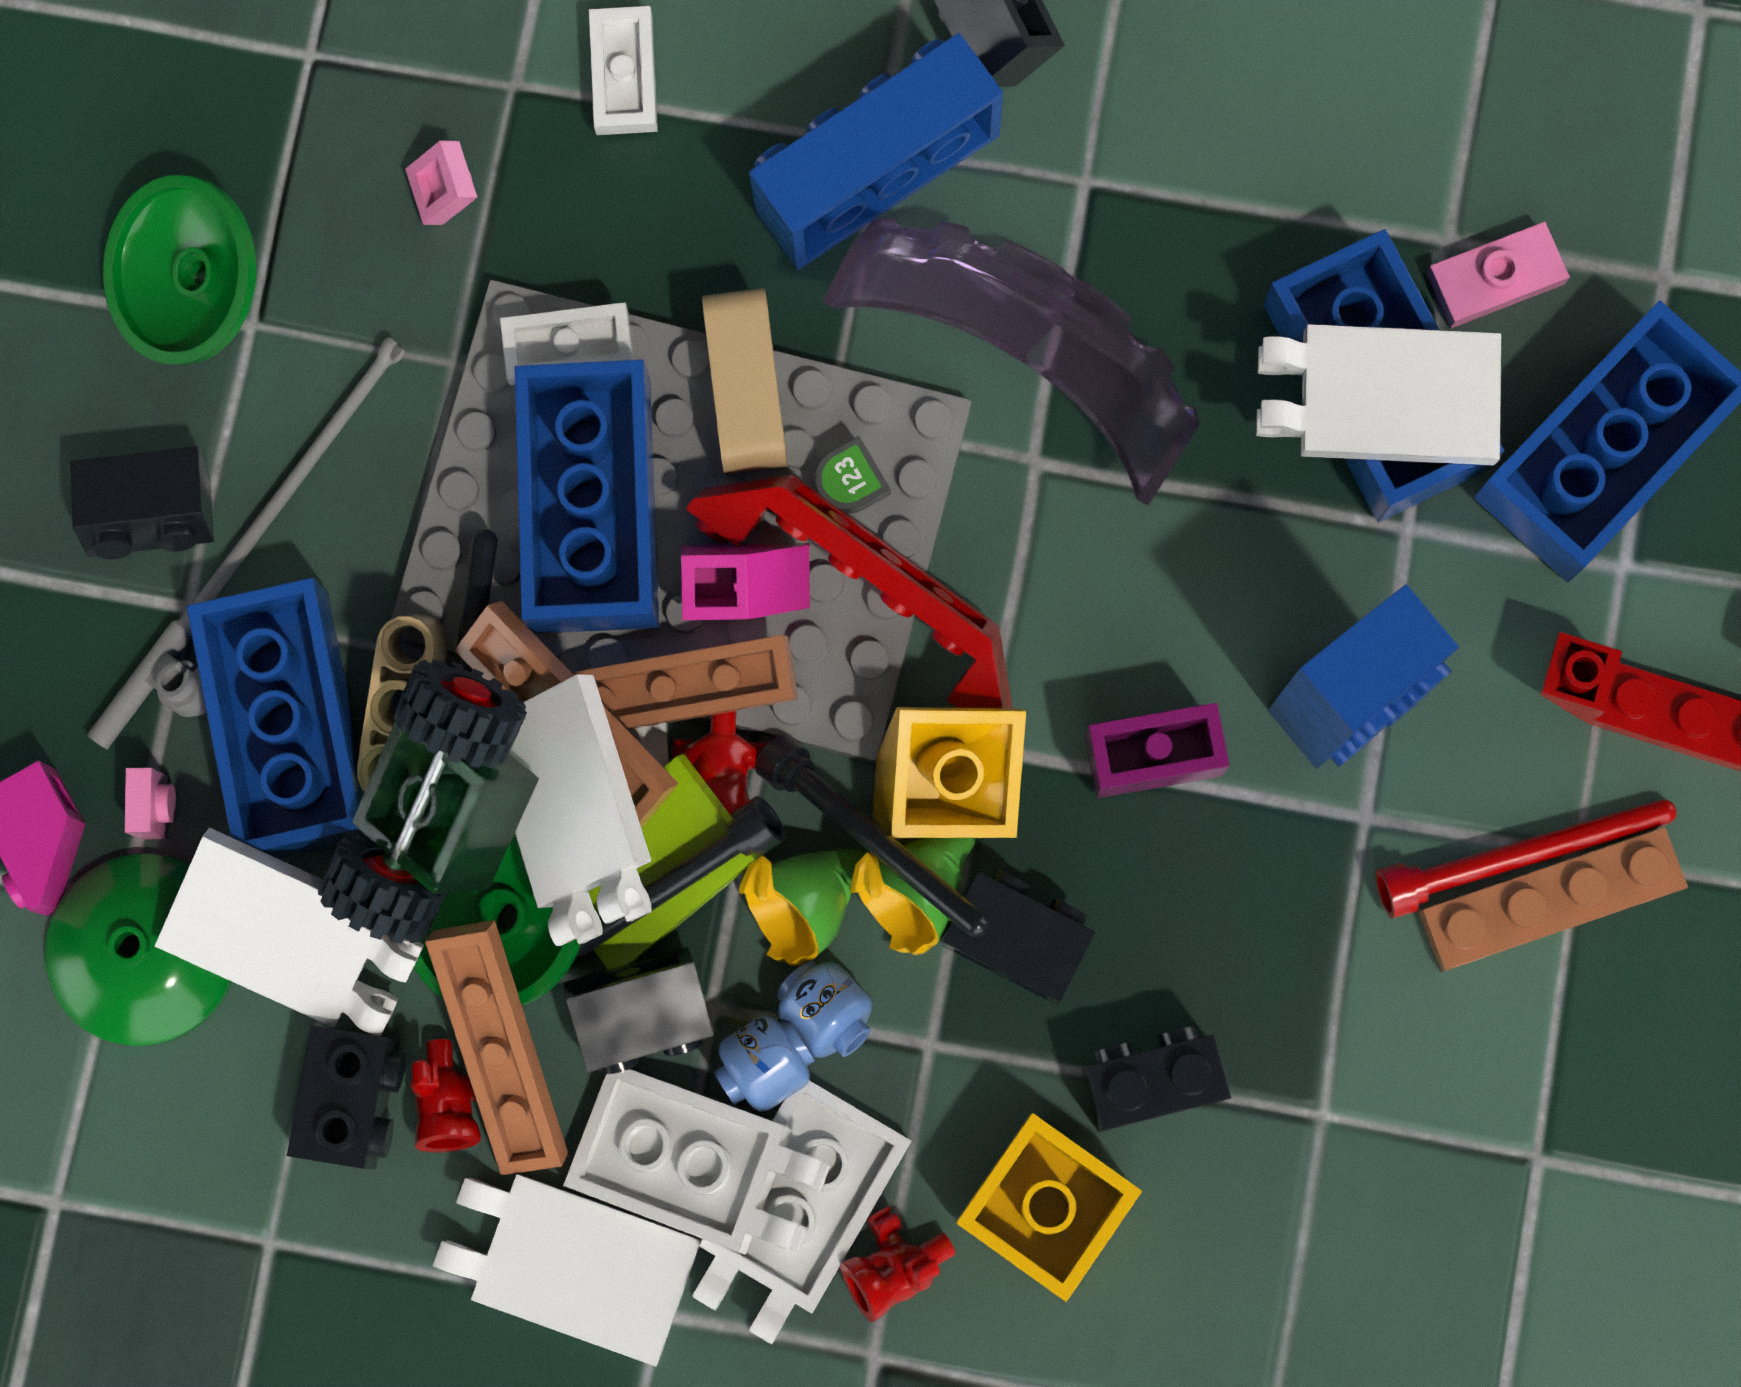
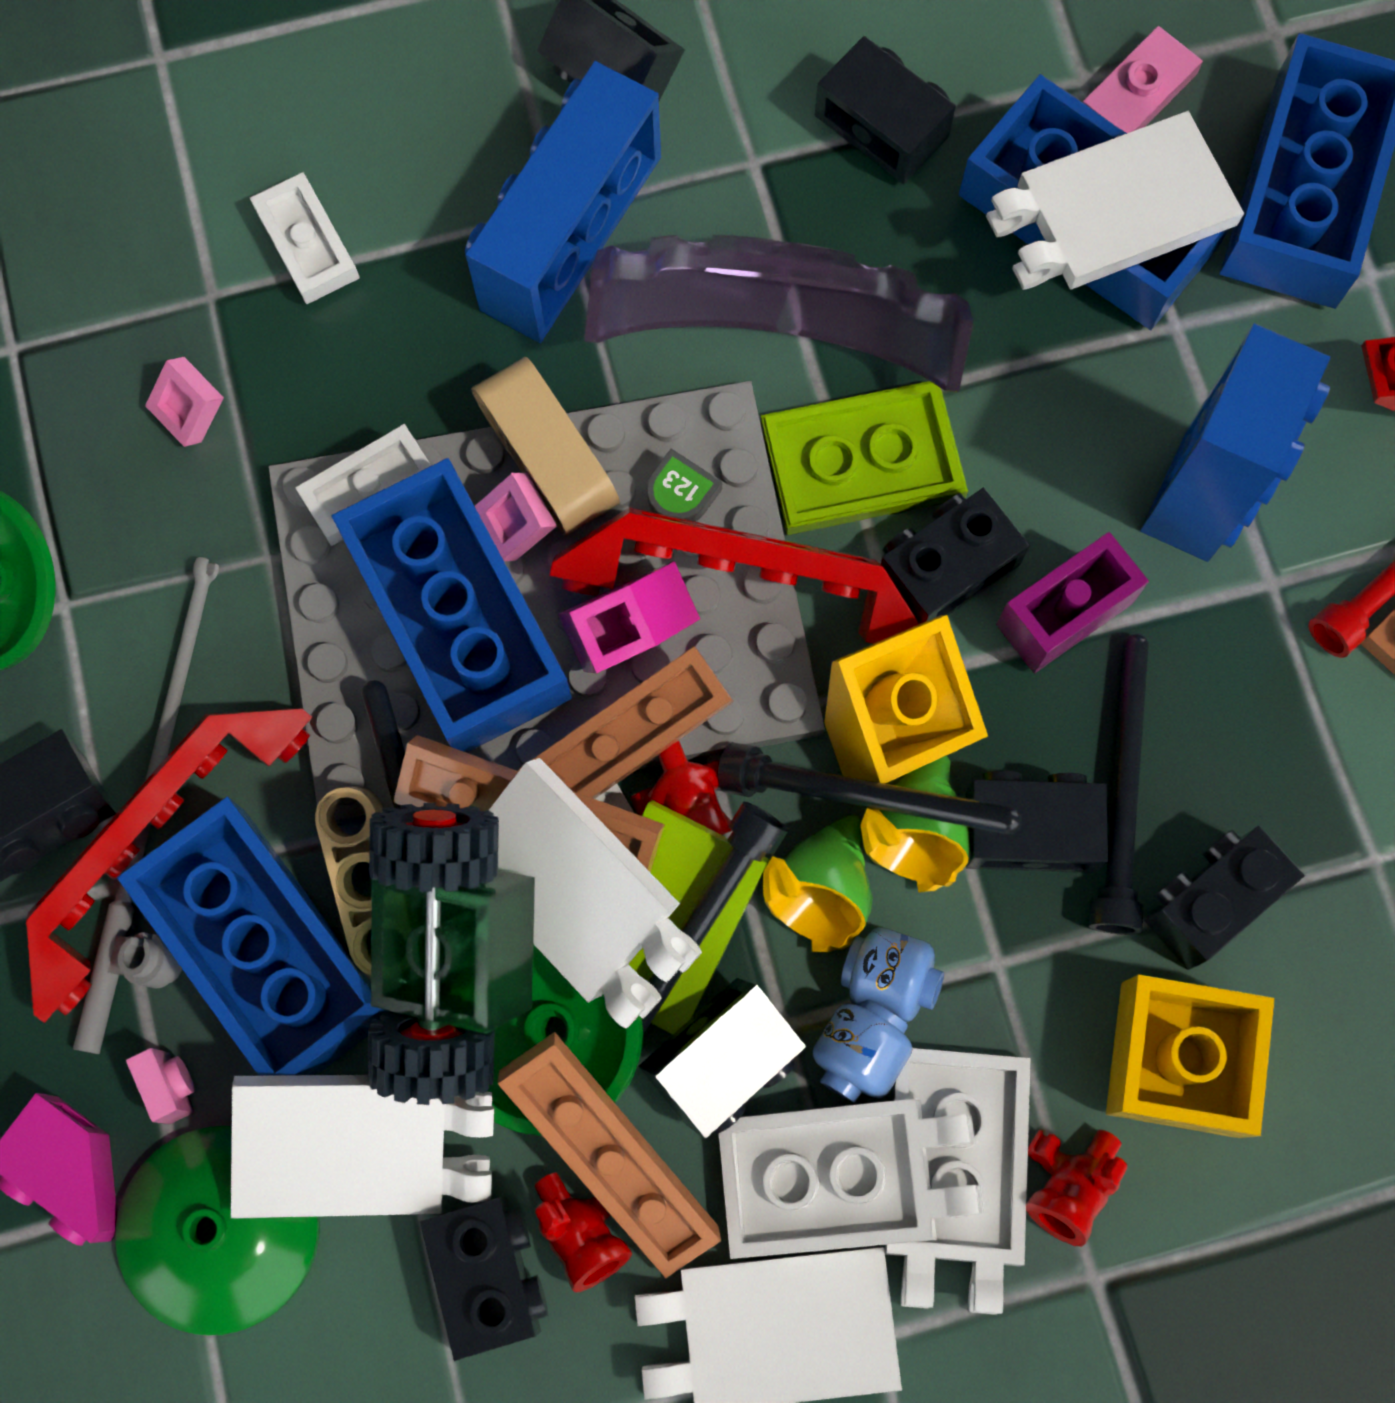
camera: 30 degrees left, 5 degrees down
(104, 657) = (57, 967): none -> red slope
(684, 436) = (515, 516): none -> bright pink plate
(1041, 521) = (862, 457): none -> lime tile
(1061, 1041) = (1117, 903): none -> black piece
(1071, 655) = (954, 555): none -> black brick
(1229, 189) = (884, 109): none -> black brick

